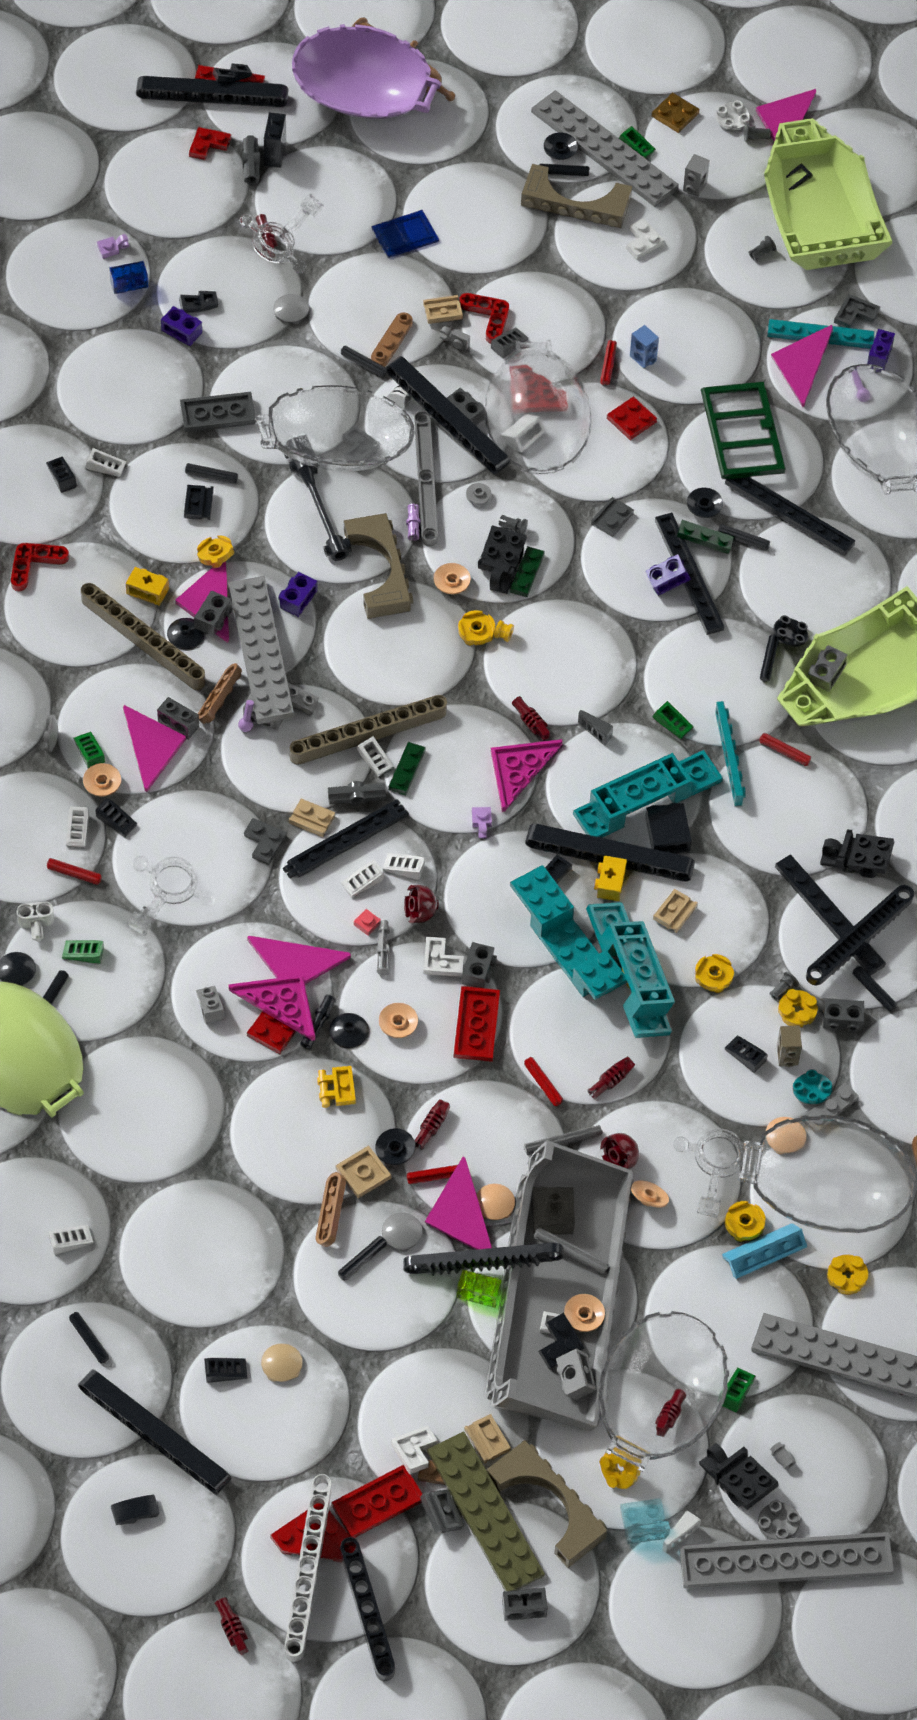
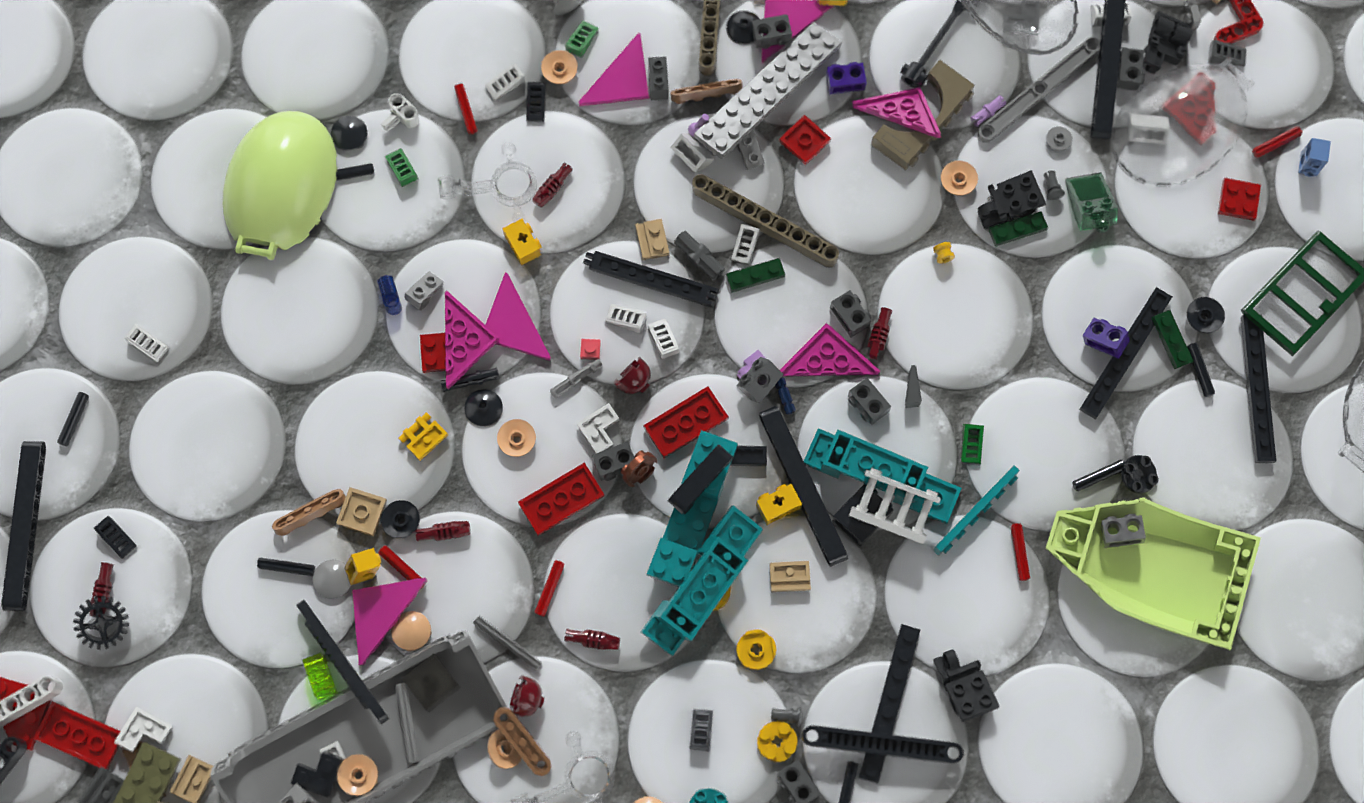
camera: 55 degrees right, 15 degrees up
(191, 1031) = (389, 294): none -> clear blue piece
(201, 854) = (551, 186): none -> dark red hinge
(231, 906) = (523, 251): none -> yellow brick
(264, 739) = (692, 152): none -> white brick
(265, 1407) = (102, 586): none -> dark red hinge
(269, 840) = (607, 224): dark grey plate -> none
(281, 1362) = (151, 574): tan dish -> none
(296, 1419) = (105, 639): none -> black gear
(324, 657) = (805, 139): none -> red plate
(361, 572) = (903, 108): none -> dark pink tile
(415, 1194) = (362, 566): none -> yellow brick
(465, 368) = (1166, 42): none -> black plate
(480, 636) = (929, 220): yellow plate -> none
(488, 896) = (685, 421): none -> red plate
(497, 729) = (846, 315): none -> dark grey brick
(500, 820) = (768, 374): none -> dark grey brick
(502, 954) = (639, 468): none -> copper plate
(525, 816) = (785, 396): none -> dark blue axle
(551, 509) = (1092, 202): none -> clear green slope
(553, 907) = (700, 479): none -> black beam
(581, 758) = (873, 398): none -> dark grey brick
(612, 516) = (1129, 254): dark grey plate -> none
(655, 1175) = (522, 741): none -> medium nougat plate
(700, 803) = (898, 525): none -> white fence
(789, 1046) = (727, 762): dark tan brick -> none

